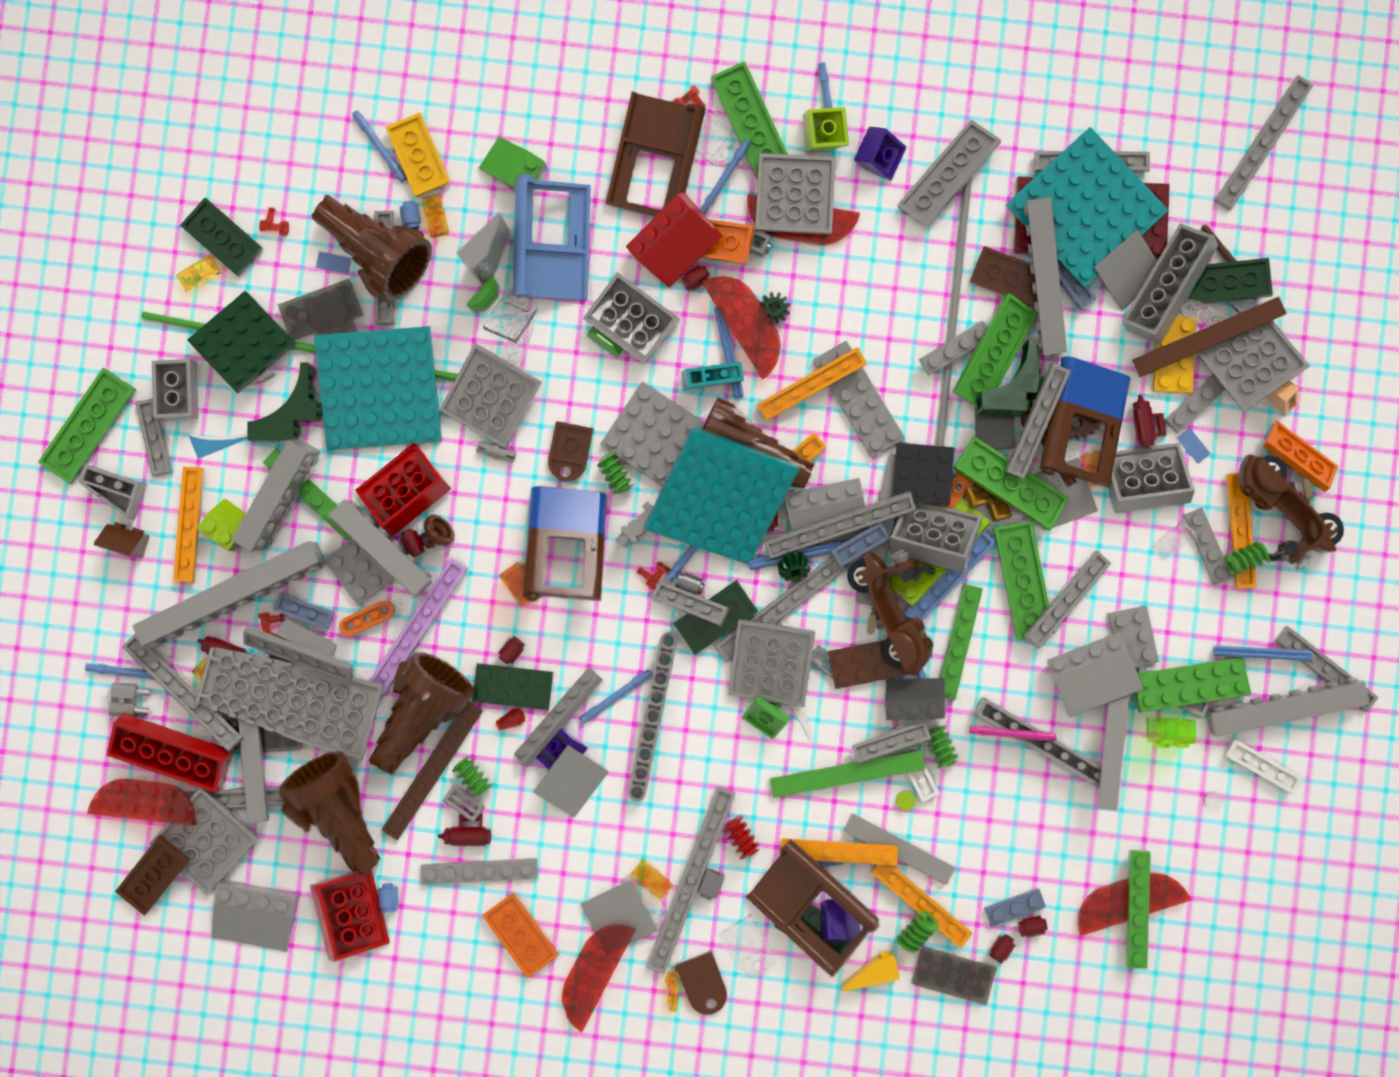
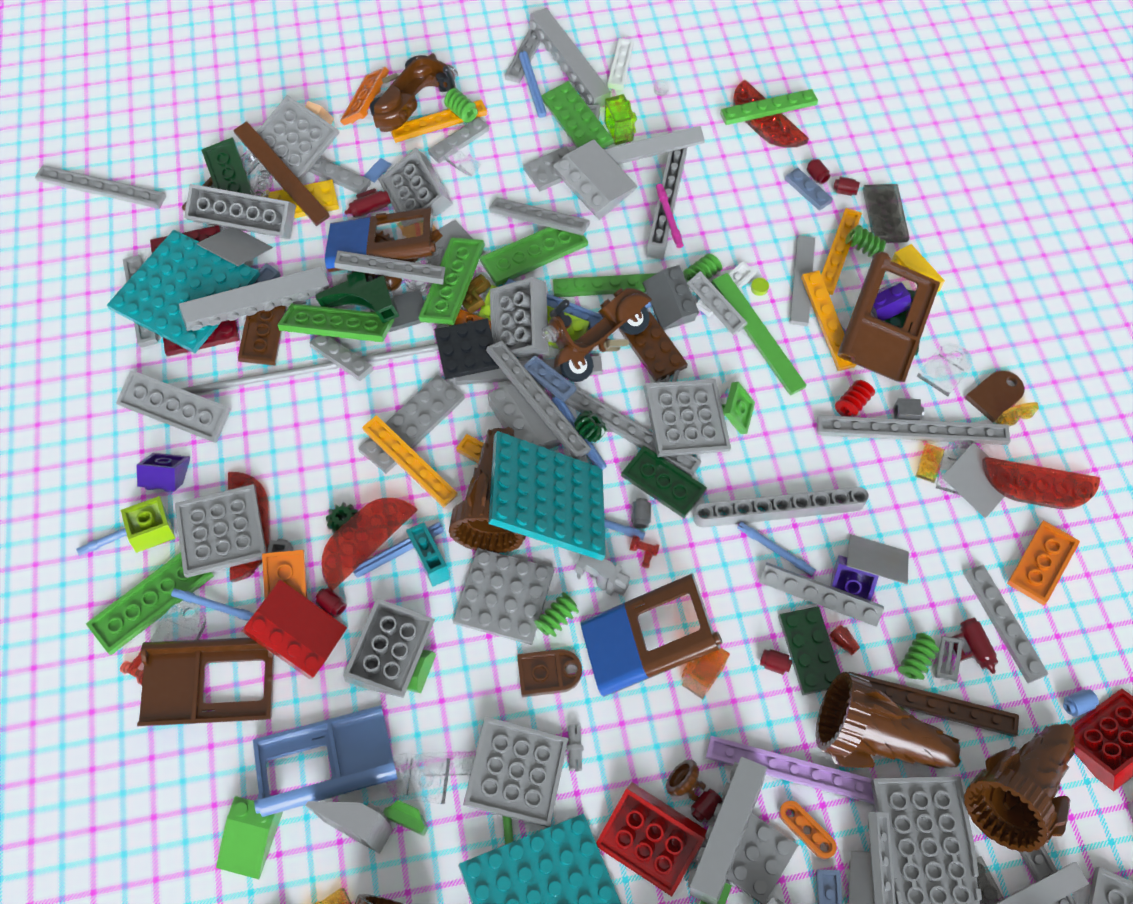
camera: 110 degrees left, 25 degrees down
(690, 603) = (660, 503): light grey plate -> none

